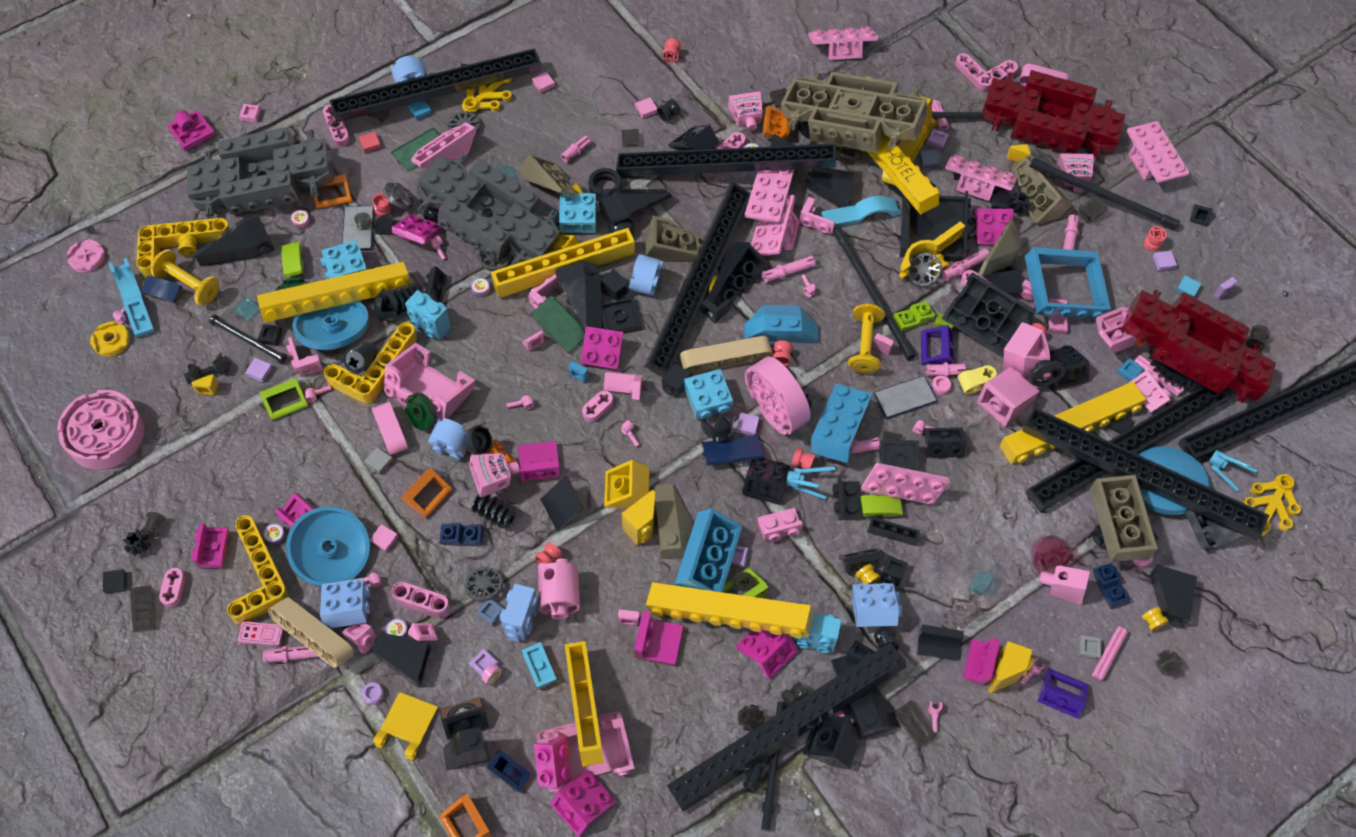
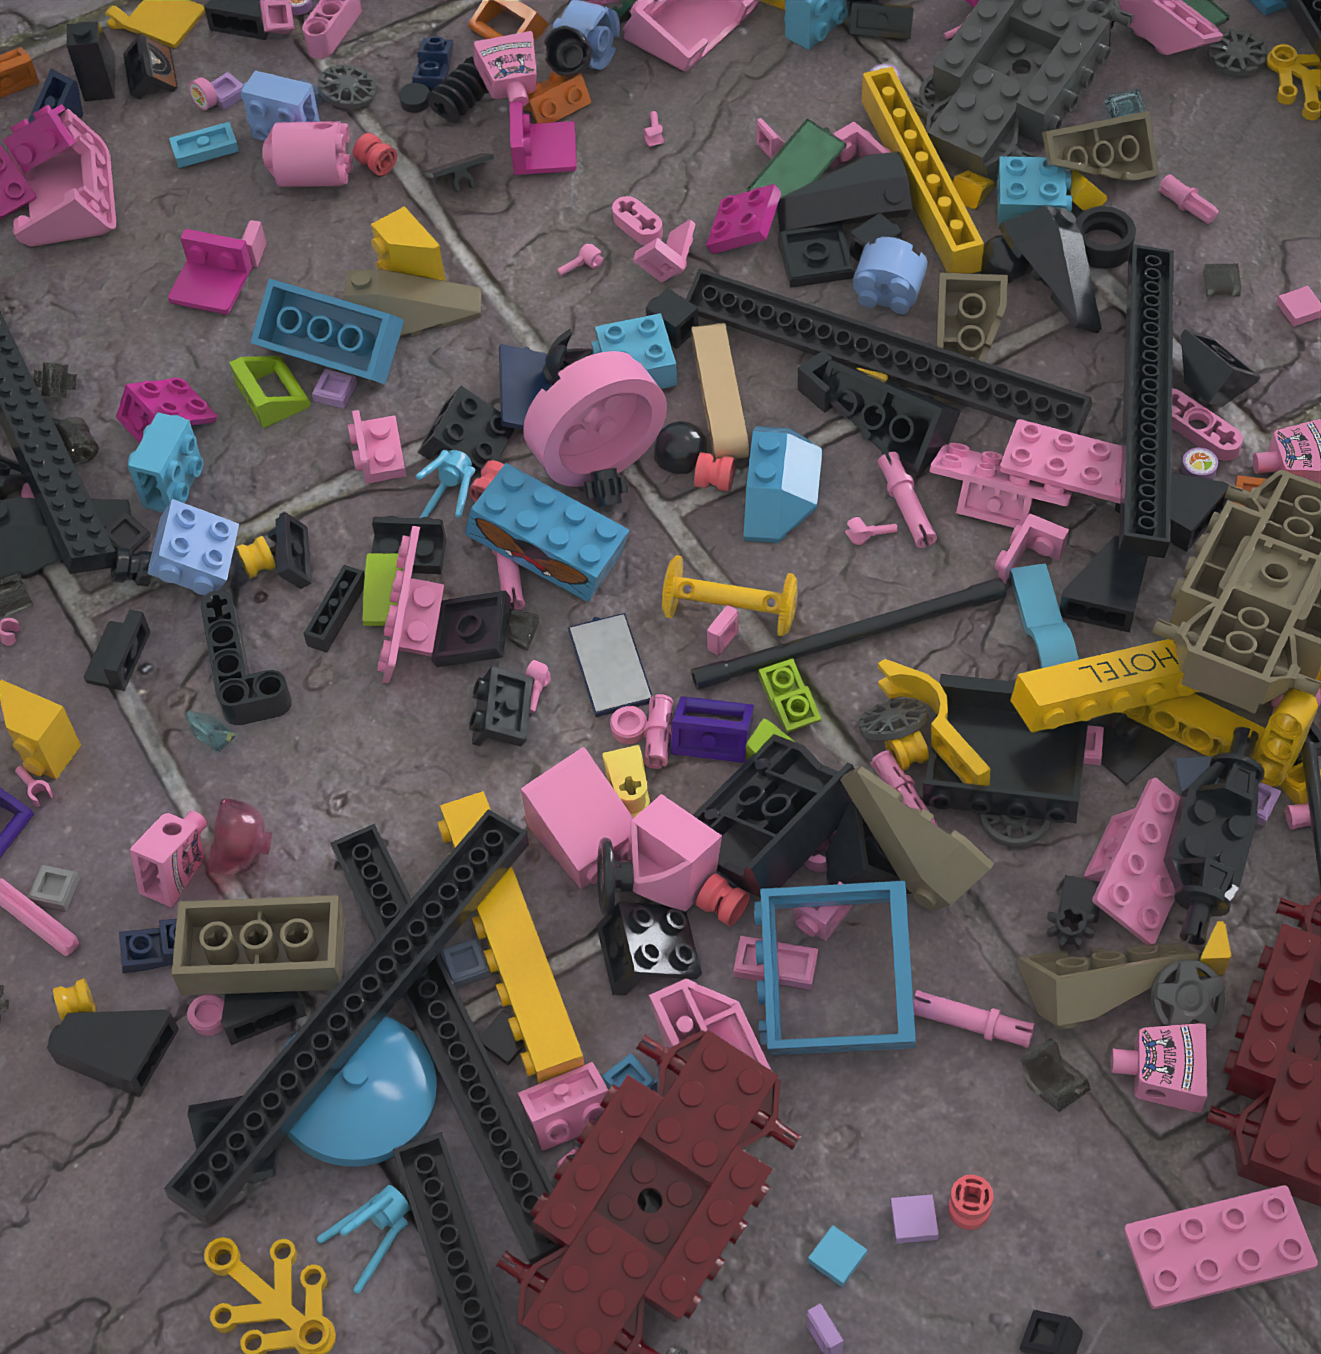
camera: 100 degrees right, 5 degrees down
(492, 542) = (413, 97): none -> black tile
(578, 372) = (701, 192): dark azure tile -> none
(584, 704) = (114, 165): yellow brick -> none
(626, 484) = (478, 250): yellow slope -> none
(668, 110) = (1291, 333): black wheel -> none
(730, 609) = (208, 349): yellow brick -> none
(749, 581) = (274, 376): clear smoke bush -> none
(893, 571) = (256, 594): black bracket -> none
(935, 576) = (248, 689): none -> black beam
(968, 150) = (1214, 835): none -> black plate
(981, 660) = (81, 703): dark pink bracket -> none
(991, 224) = (1022, 867): dark pink bracket -> none
(1163, 219) = (1030, 1236): black piece -> none

